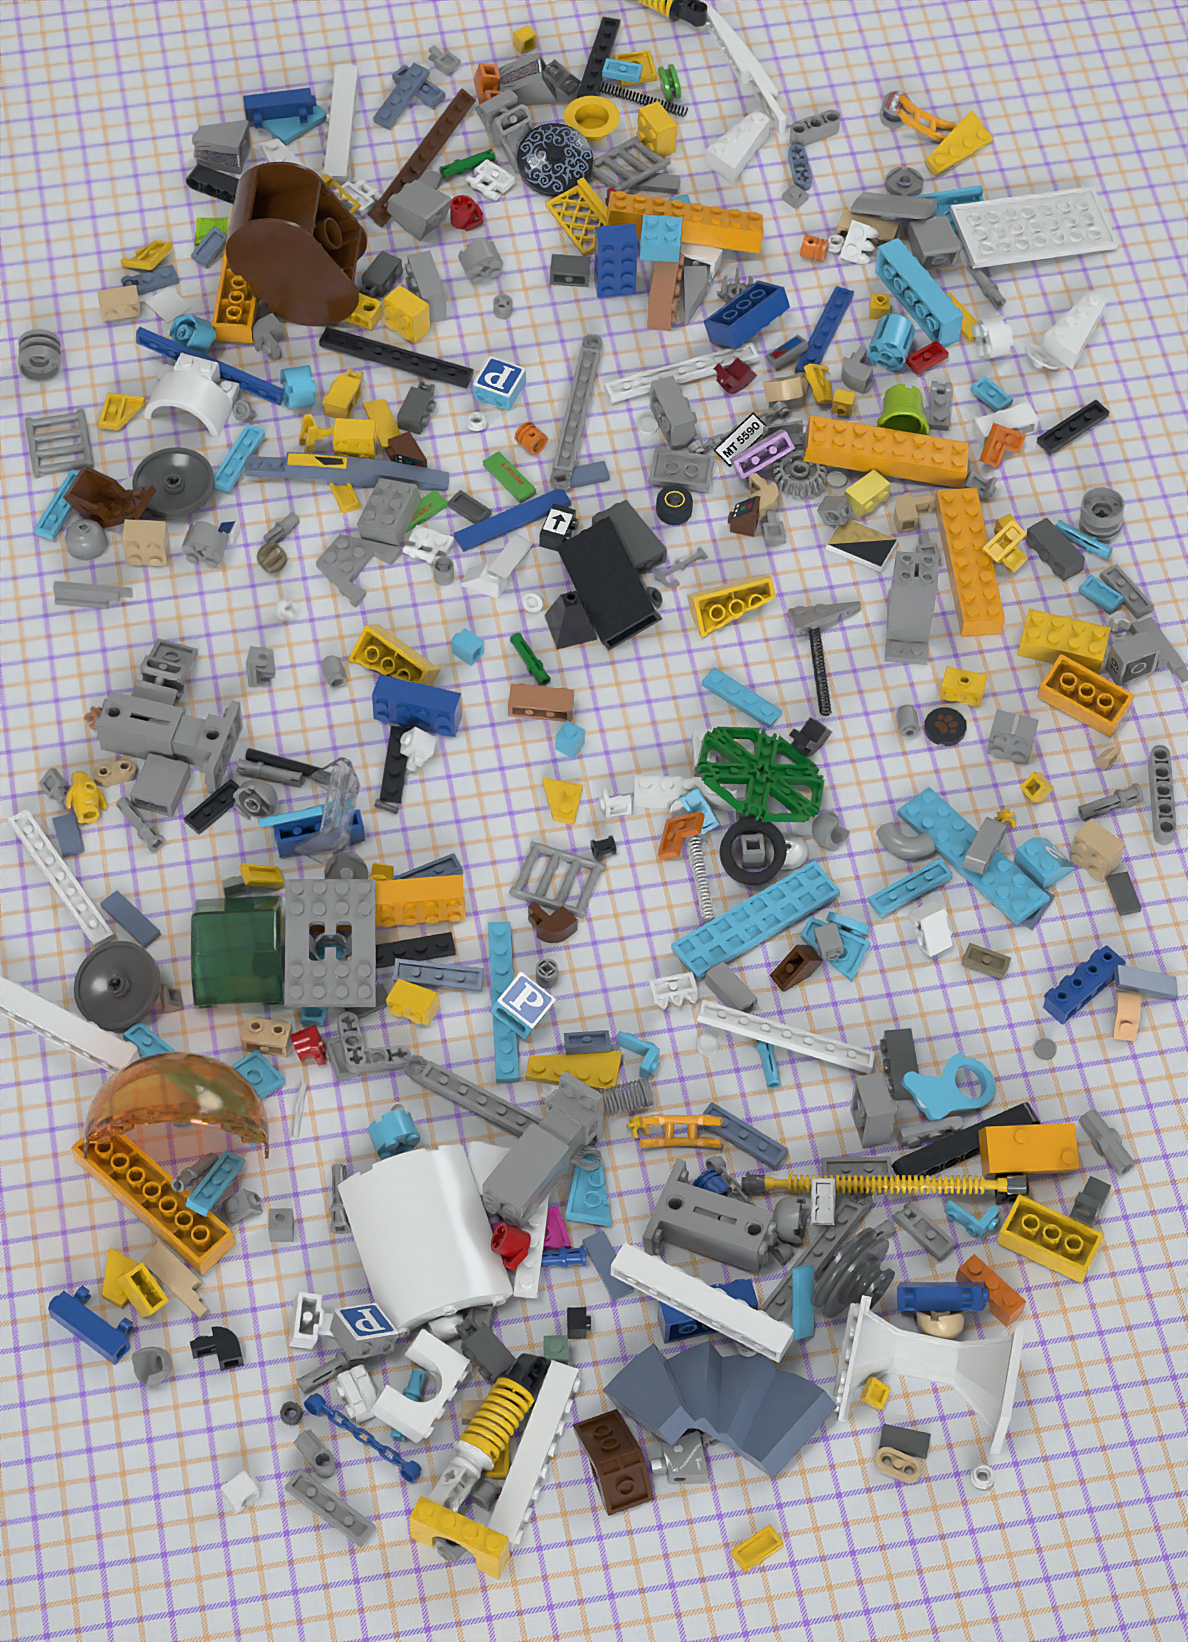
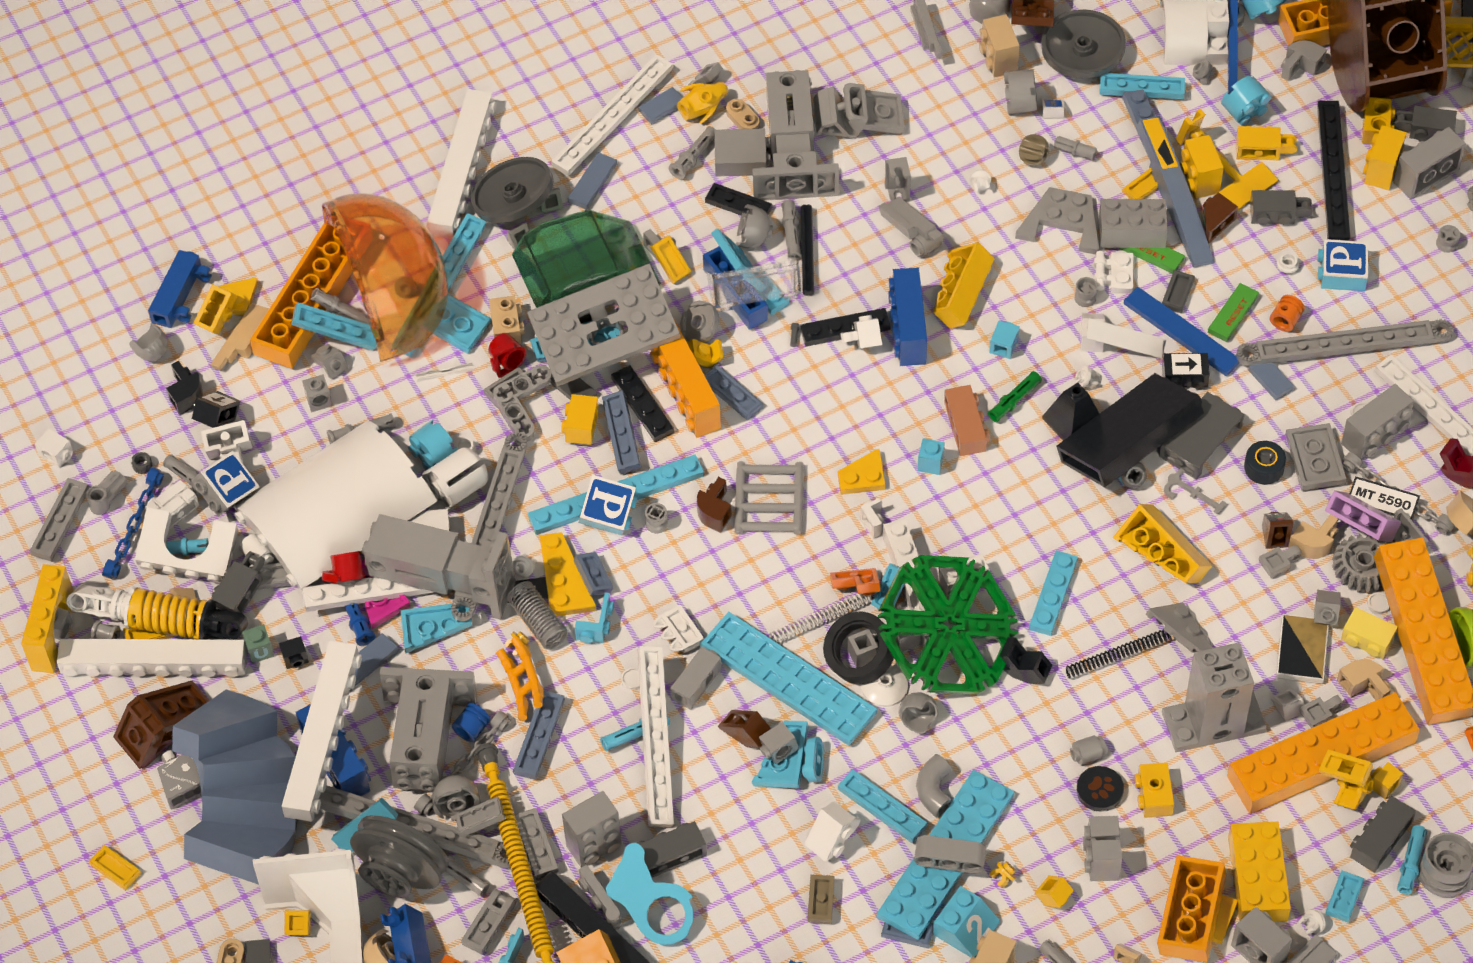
camera: 75 degrees right, 0 degrees up
(266, 1320) = (215, 409): none -> black brick
(308, 674) = (909, 220): none -> light grey piece
(438, 1121) = (451, 467): none -> white cylinder
(603, 847) = (819, 522): black bush -> none
(984, 487) = (1433, 737): light grey bracket -> none
(1134, 599) = (1363, 923): light grey tile -> none

